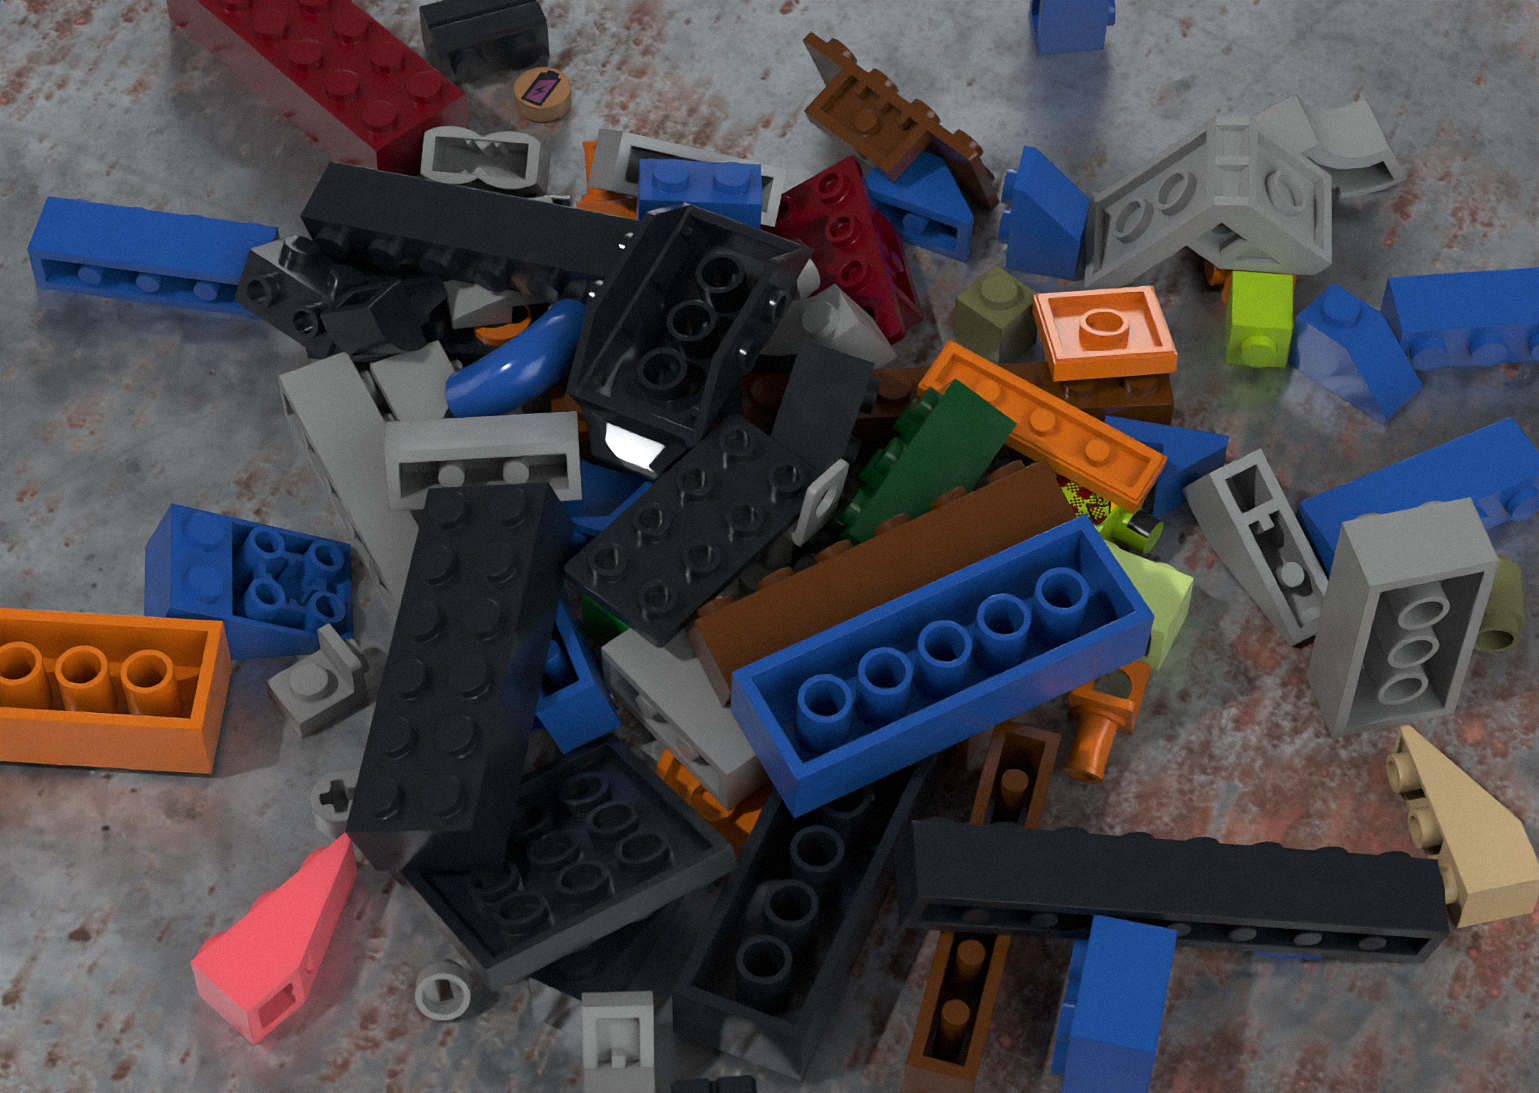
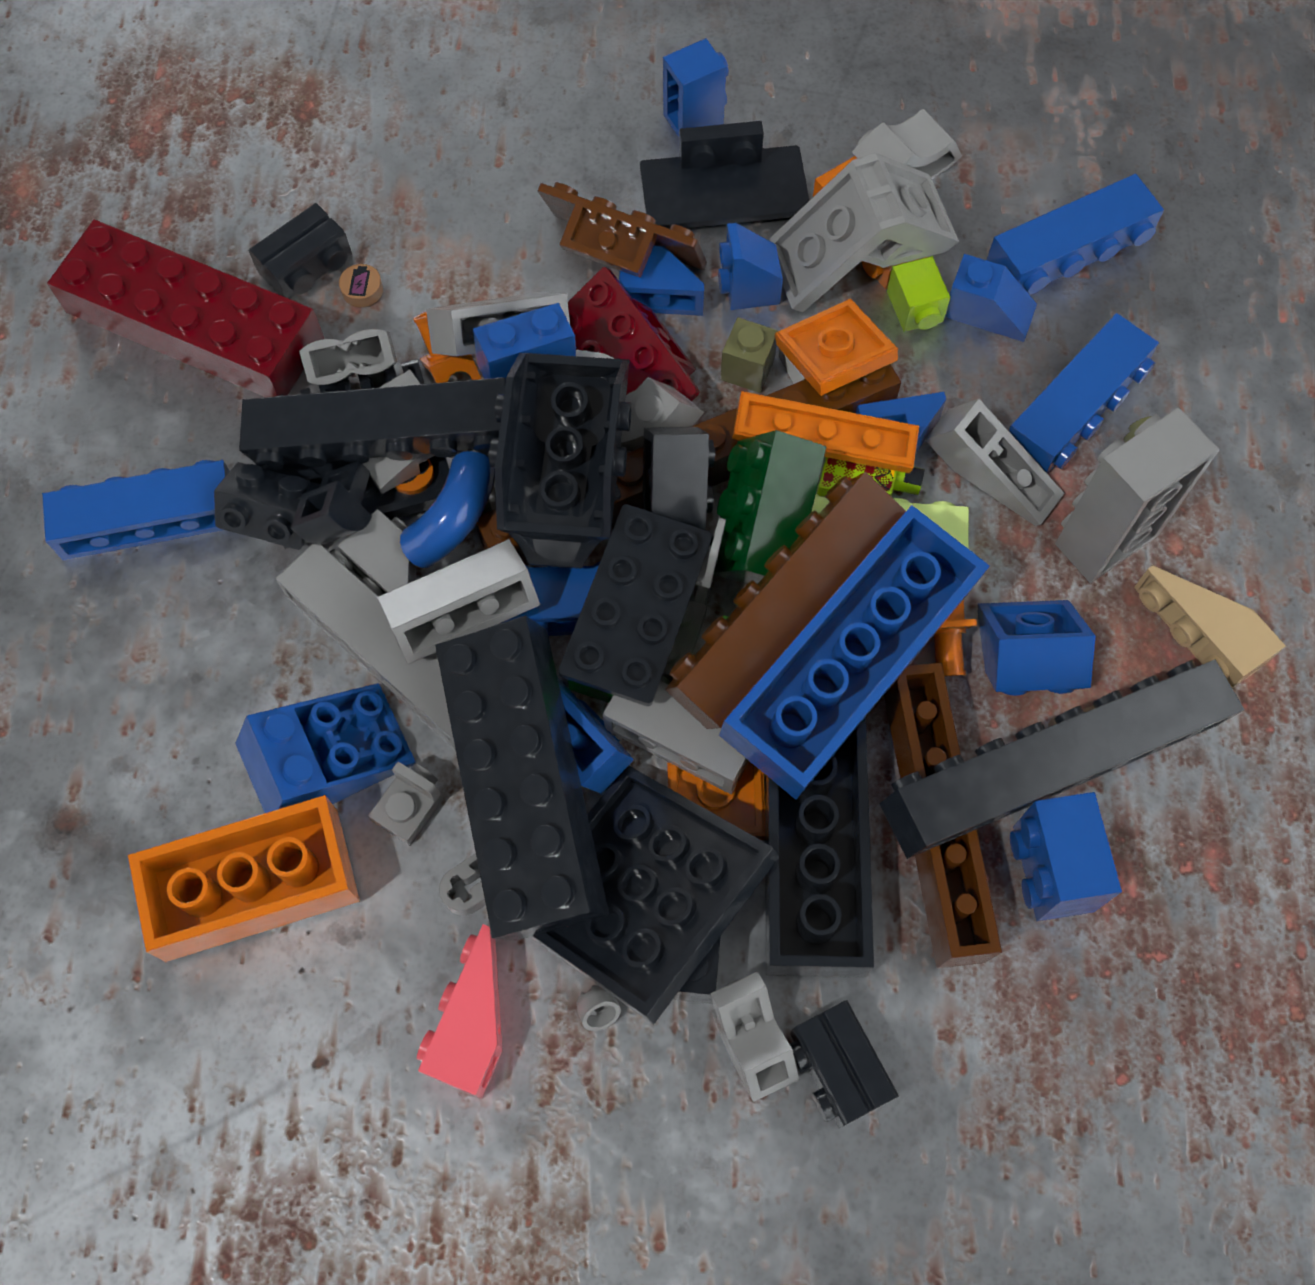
camera: 20 degrees left, 15 degrees up
(1068, 102) = (724, 178): none -> black bracket
(1207, 777) = (1036, 646): none -> blue slope

